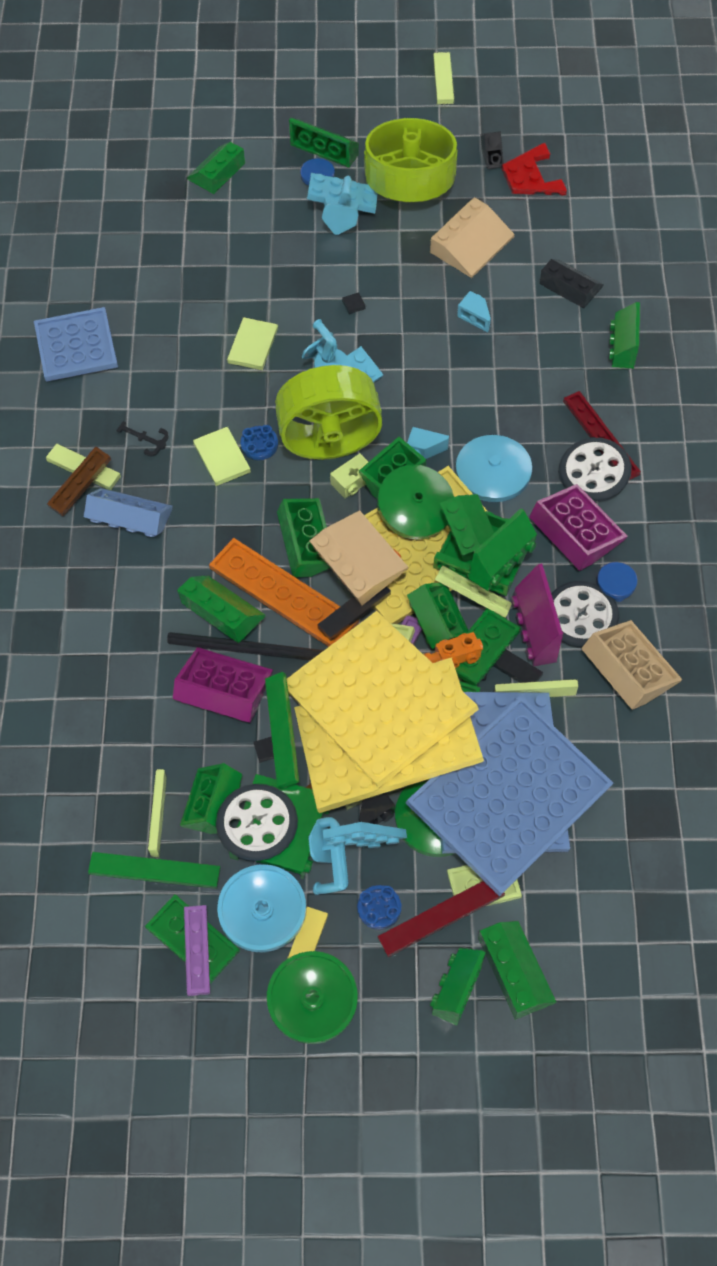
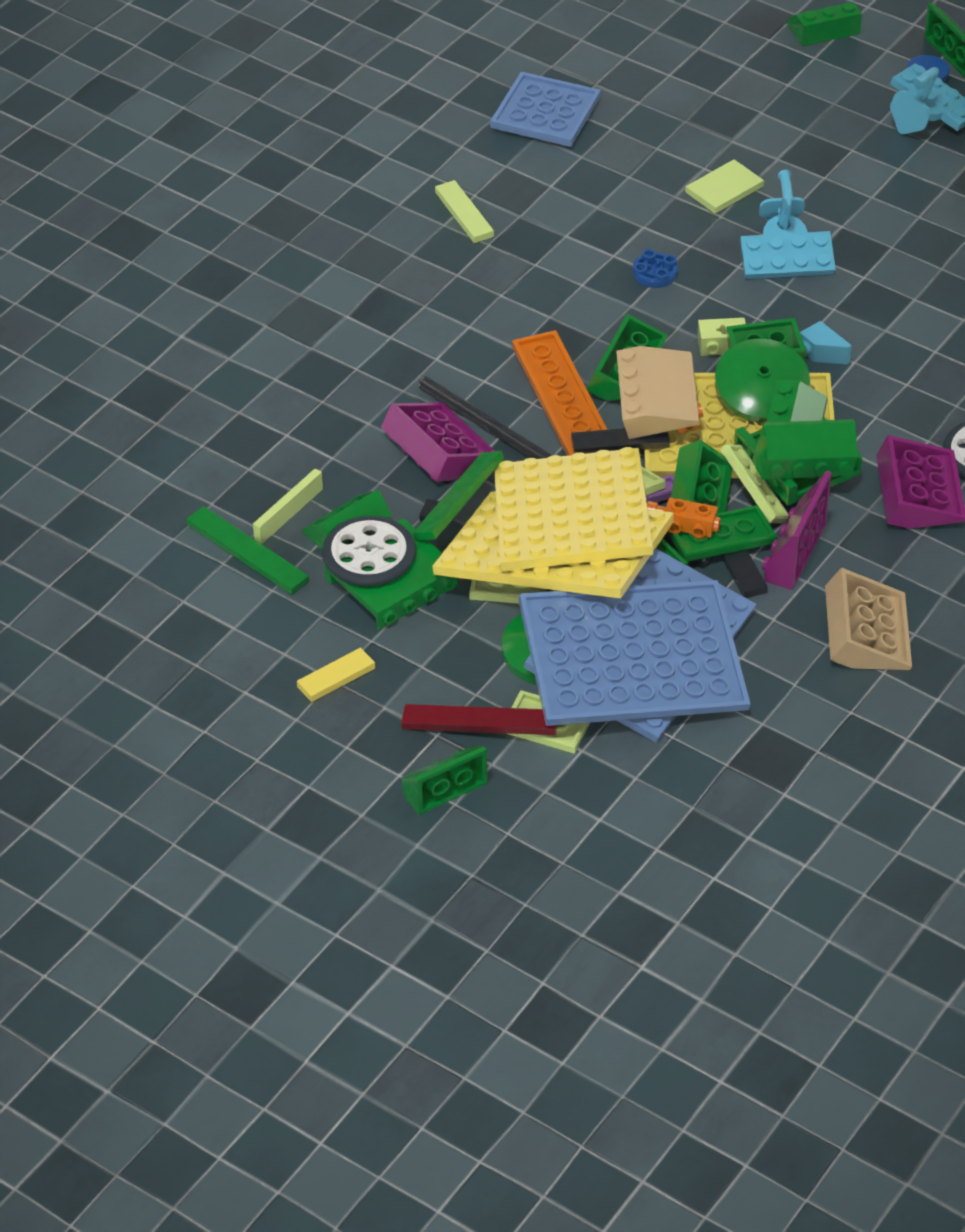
camera: 35 degrees right, 15 degrees down
(79, 481) = (447, 217): reddish brown plate -> none
(127, 511) = (471, 263): medium blue slope -> none
(161, 444) = (555, 228): black piece -> none
(169, 929) = (234, 618): green tile -> none
(197, 950) = (229, 624): medium lavender tile -> none
(219, 606) = (491, 376): green slope -> none
(221, 456) = (607, 263): yellowish green tile -> none
(261, 908) = (315, 622): medium azure dish -> none
(312, 997) = (299, 711): green dish -> none
(329, 846) = (440, 594): medium azure plate -> none
(340, 405) = (757, 246): lime wheel -> none
(353, 303) = (862, 198): black tile -> none
(377, 809) = (490, 607): black slope -> none
(379, 907) = (428, 684): blue tile -> none
(494, 468) = (880, 400): medium azure dish -> none
(516, 968) = (514, 797): green slope -> none
(554, 688) = (766, 603): yellowish green tile -> none
(570, 592) = (865, 560): white wedge -> none
(617, 580) = (920, 552): blue tile -> none

